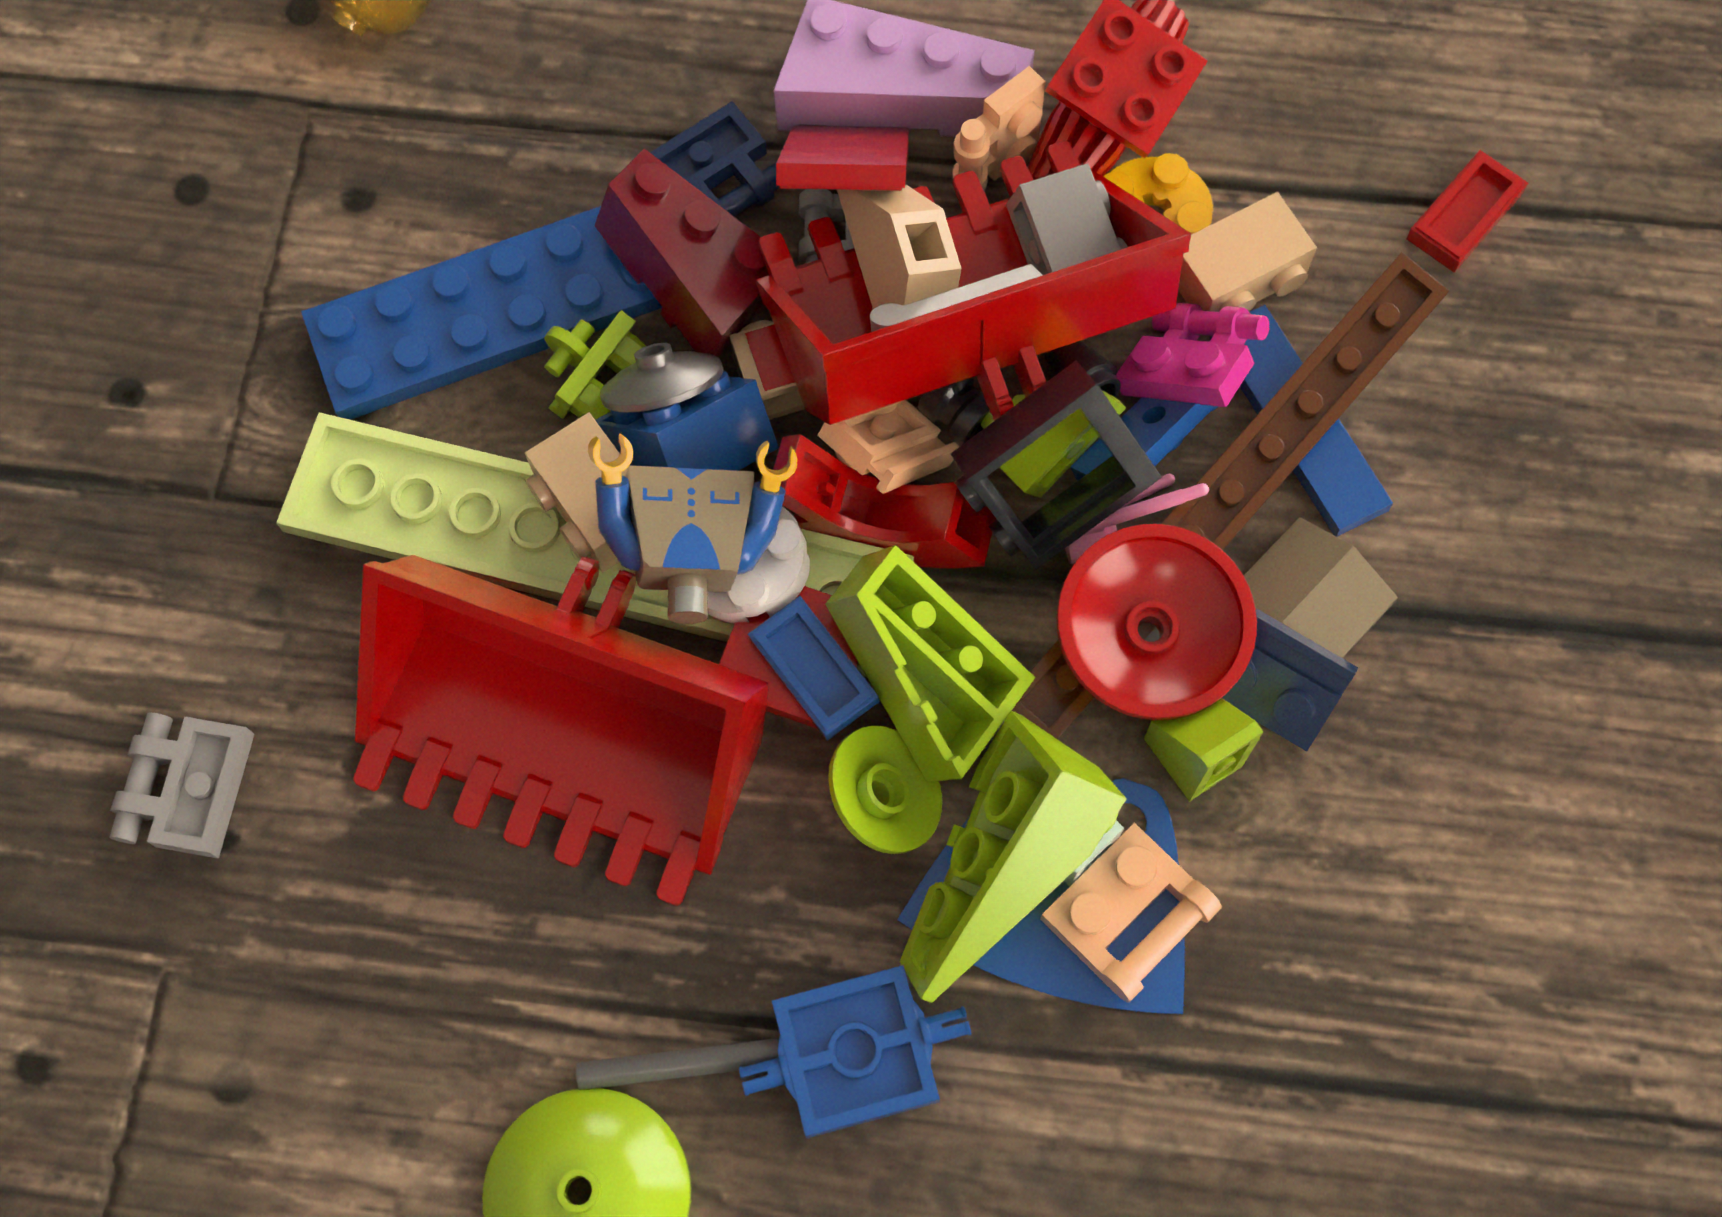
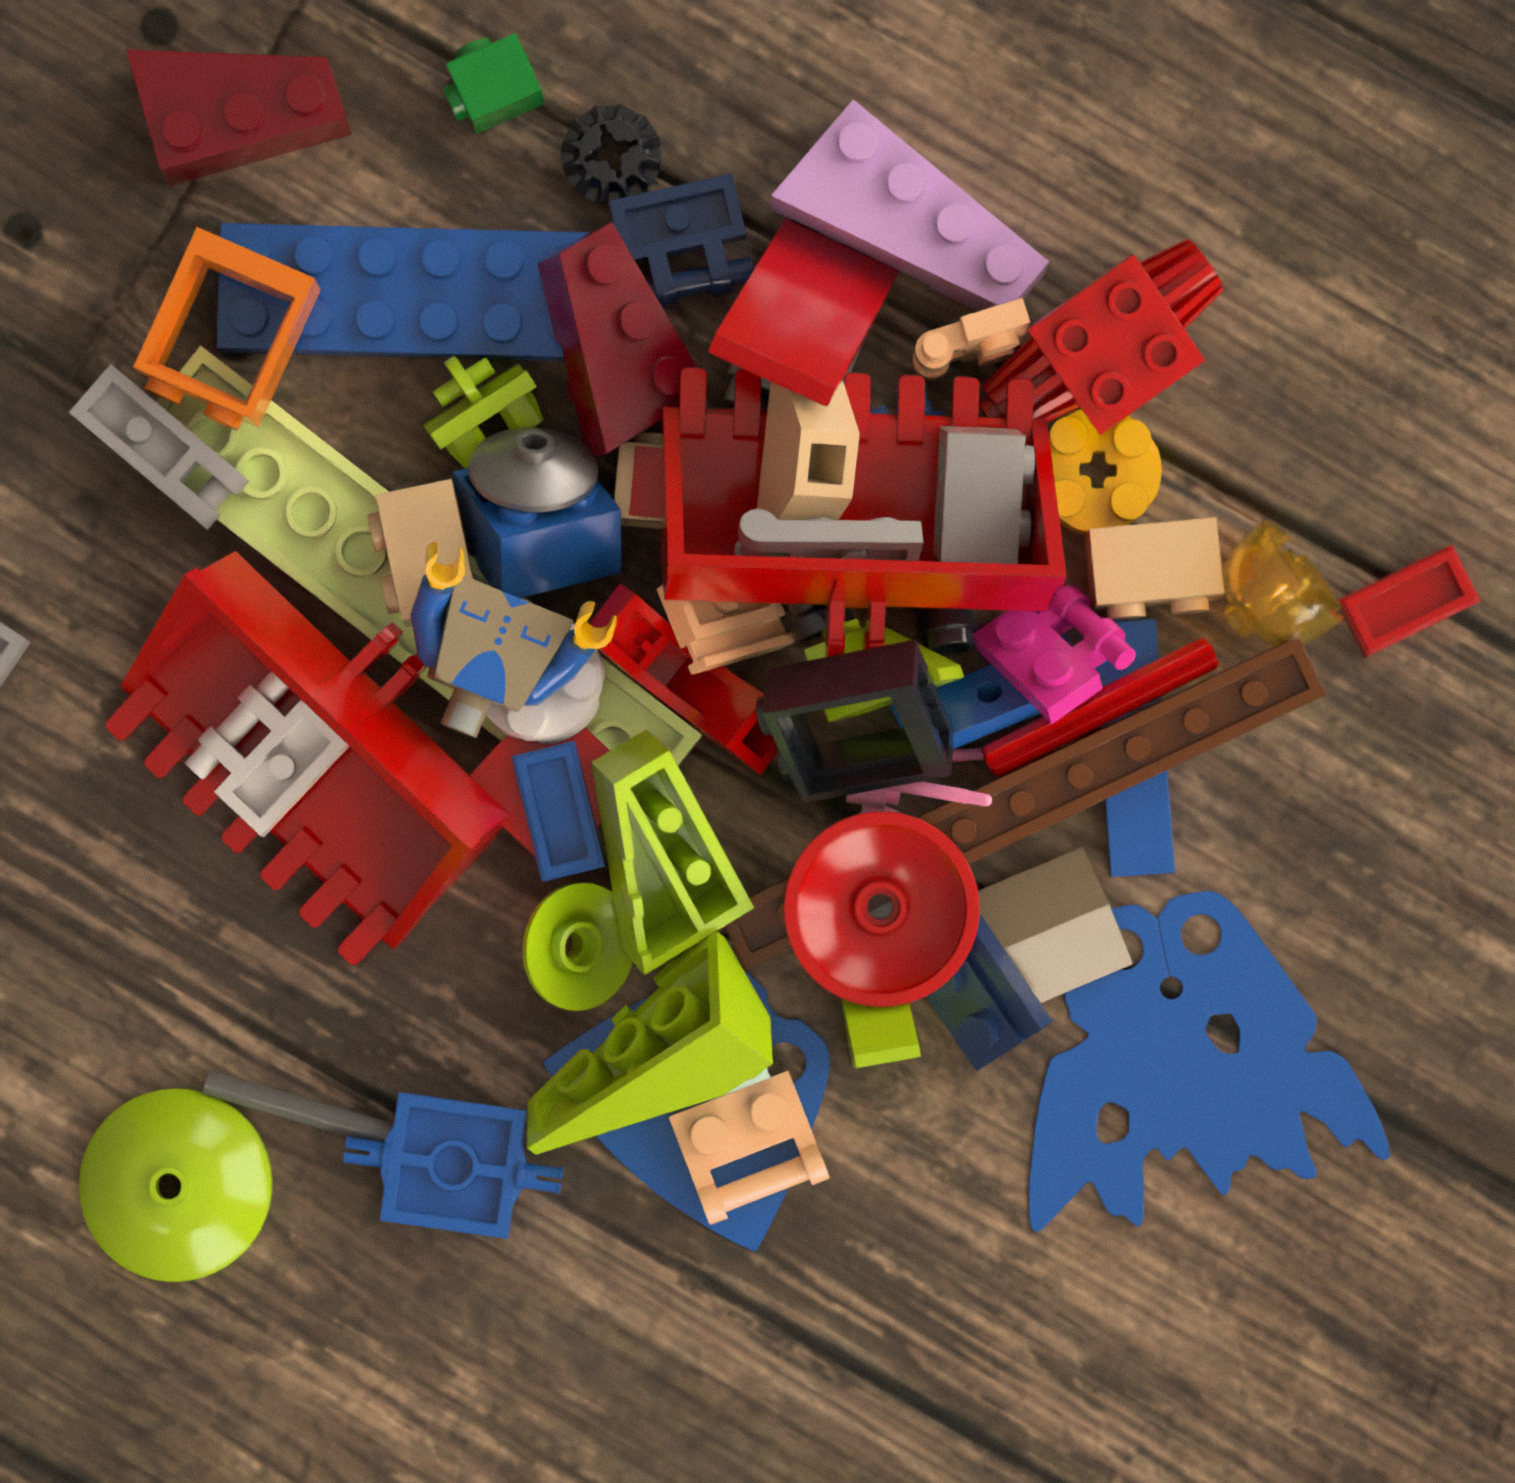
camera: 15 degrees right, 15 degrees up
(279, 212) = (233, 108): none -> dark red wedge
(308, 503) = (156, 444): none -> light grey plate
(332, 322) = (248, 267): none -> orange window
(498, 113) = (491, 83): none -> green brick
(534, 739) = (280, 767): none -> white plate
(612, 154) = (596, 179): none -> black gear
(1256, 389) = (1103, 707): none -> red axle
(1357, 231) = (1276, 590): none -> clear yellow cylinder
(1491, 691) = (1174, 1080): none -> blue piece

